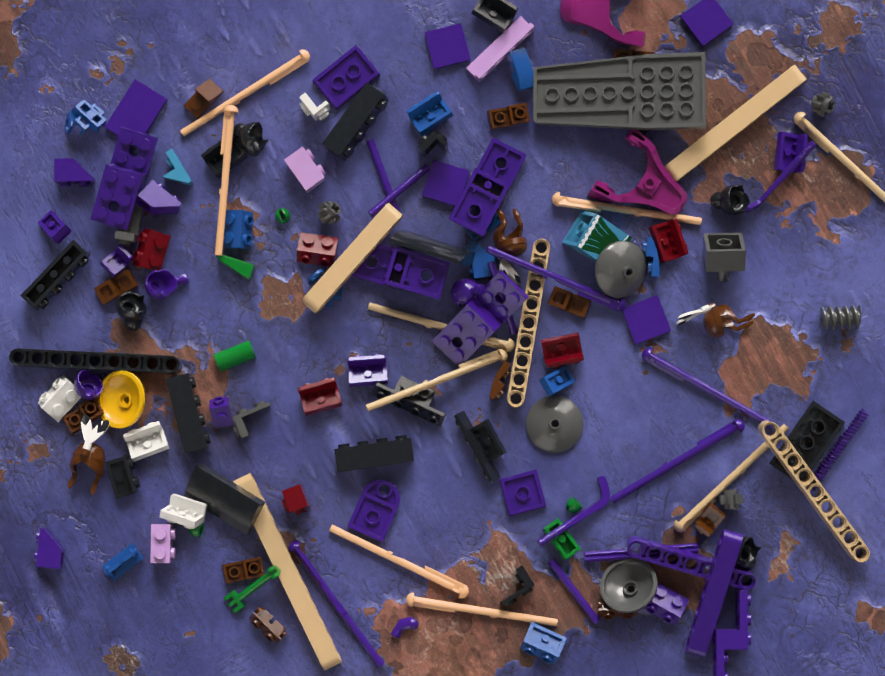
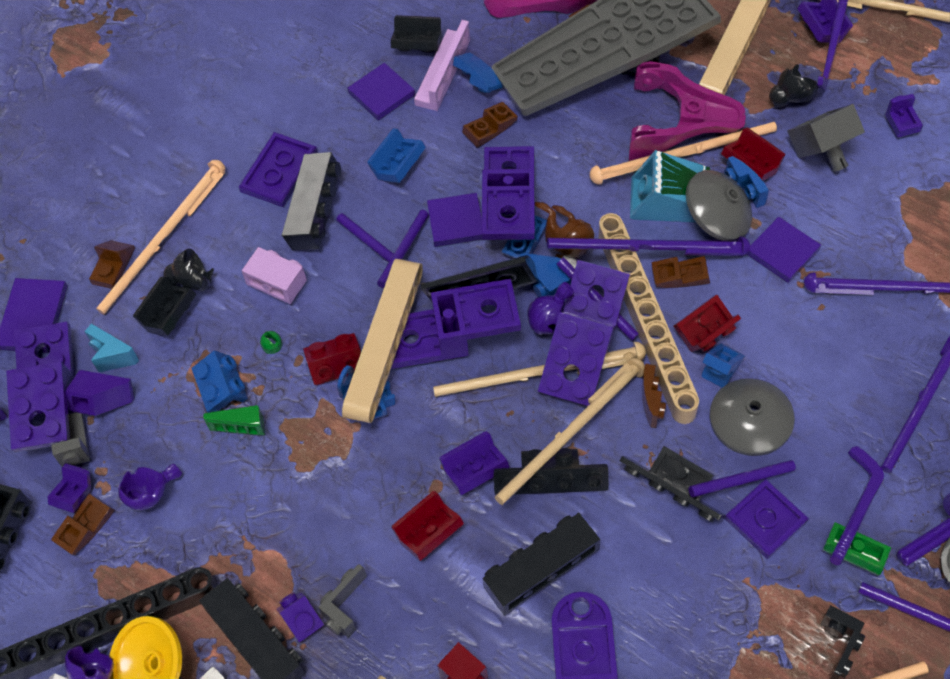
camera: 30 degrees left, 25 degrees down
(131, 309) = (114, 539): black piece -> none
(150, 249) = (112, 455): dark red bracket -> none
(226, 148) = (149, 252): light nougat bar -> none
(234, 356) = (286, 533): green brick -> none
(310, 108) = (252, 205): white bracket -> none
(329, 212) = (328, 307): dark grey gear -> none
(427, 143) = (417, 175): black bracket -> none
(521, 463) = (741, 478): none -> dark purple bar
(573, 505) = (842, 499): green hinge -> none
(717, 318) = (866, 203): reddish brown hair -> none
(789, 262) = (903, 116): none -> dark purple bracket

